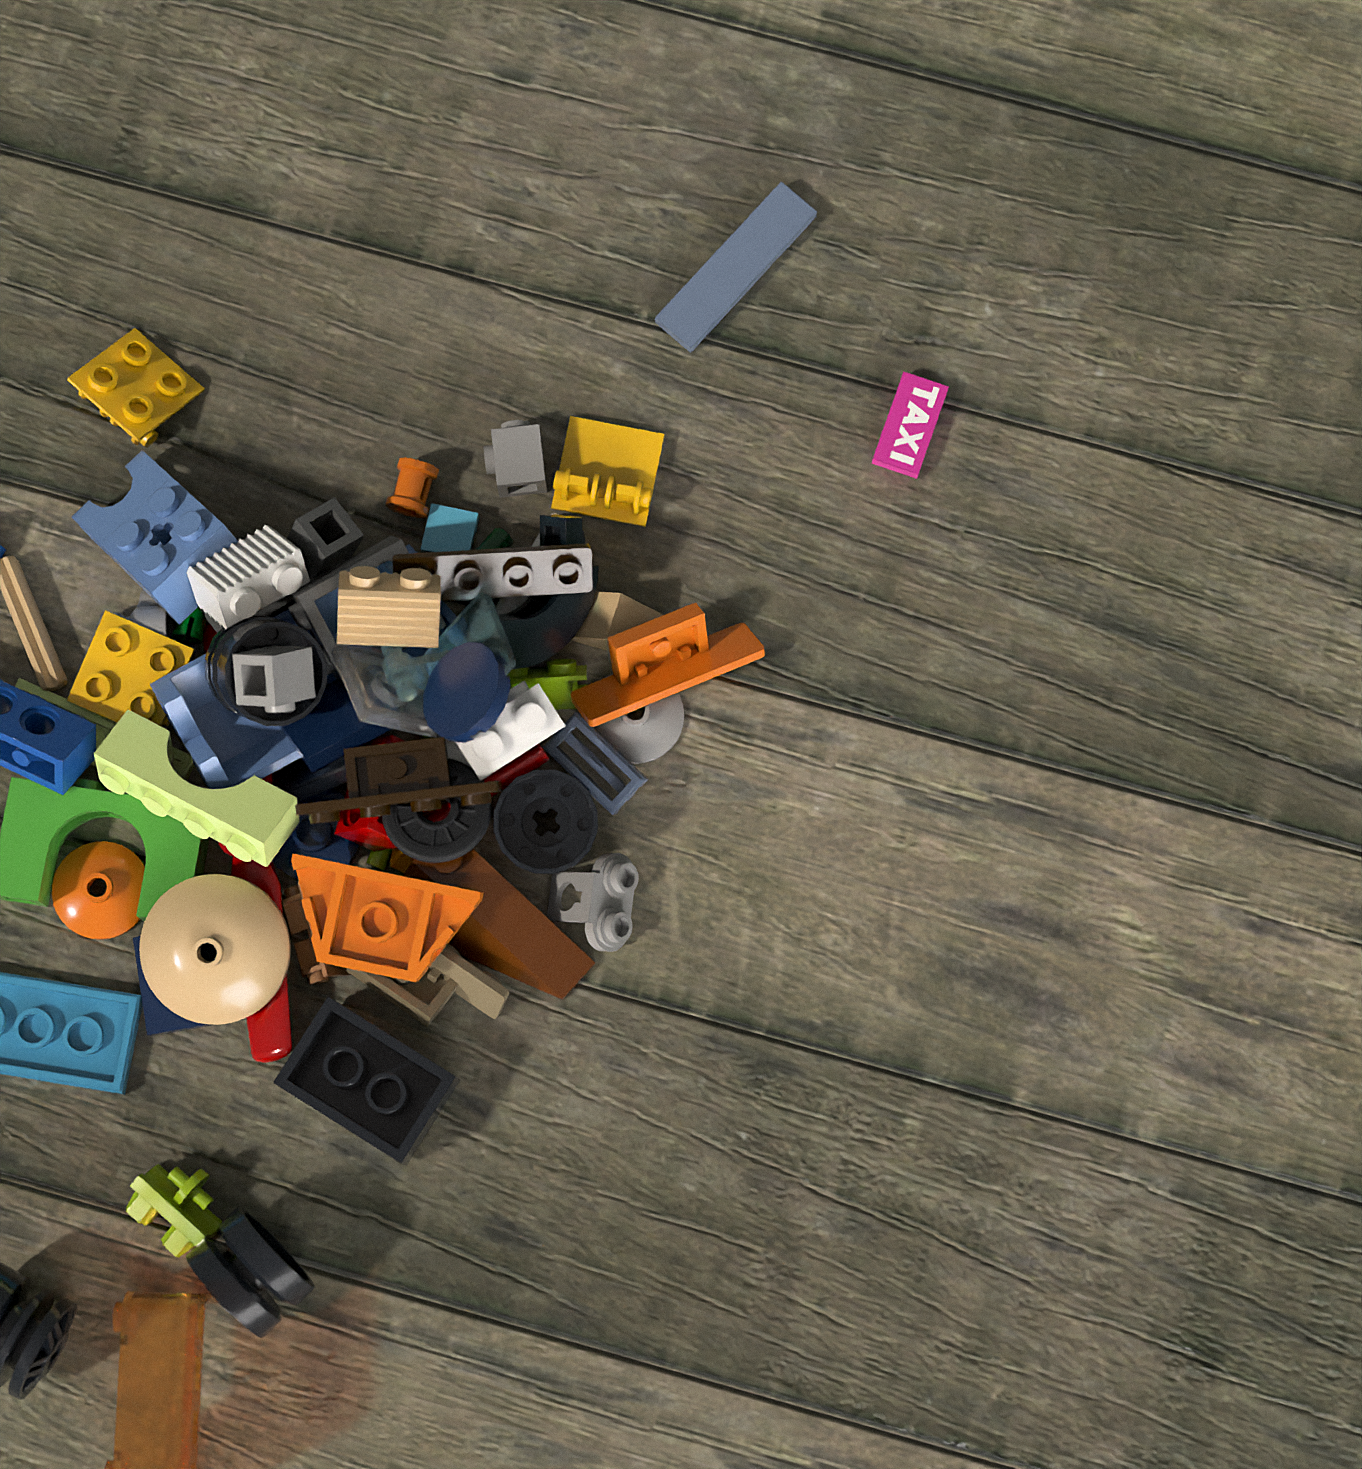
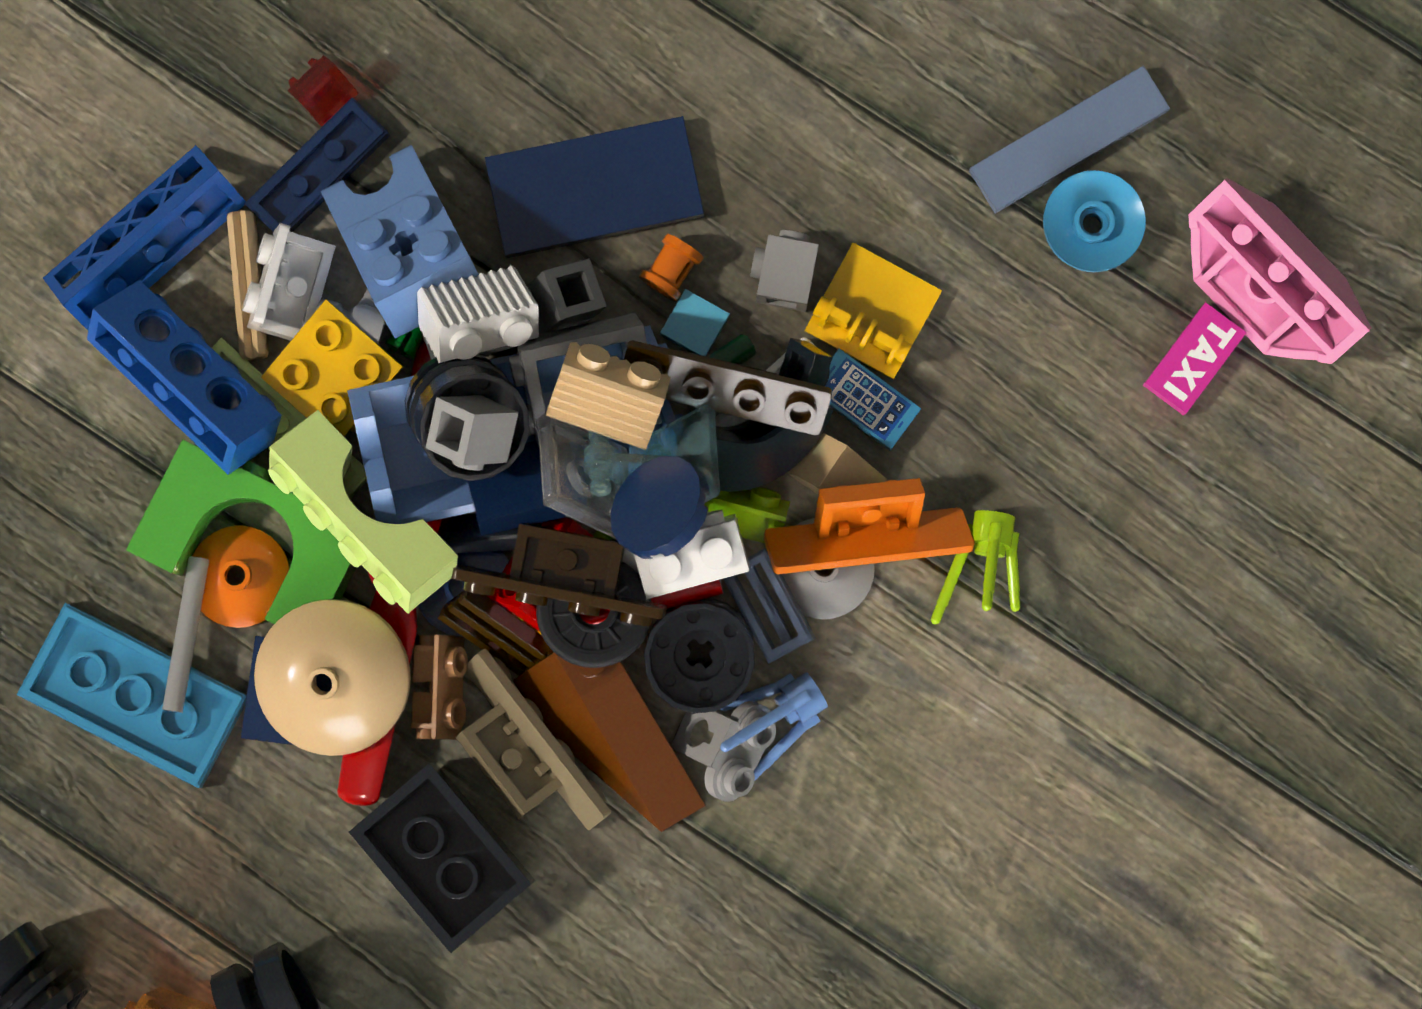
camera: 20 degrees right, 5 degrees up
(45, 427) = (322, 90): none -> clear red tile
(67, 487) = (321, 162): none -> dark blue tile
(67, 607) = (289, 282): none -> white bracket
(67, 955) = (185, 634): none -> light grey bar
(135, 386) = (425, 75): yellow hinge -> none
(179, 1202) = (221, 916): lime hips -> none
(320, 439) = (594, 187): none -> dark blue tile
(346, 849) = (495, 630): none -> dark brown tile
(379, 918) = (503, 699): orange wing -> none
(629, 552) = (869, 401): none -> tile
(648, 840) = (798, 701): none -> medium blue plant
(780, 638) = (992, 536): none -> lime plant
(786, 309) = (1097, 196): none -> dark azure dish
(953, 330) = (1272, 278): none -> bright pink wedge

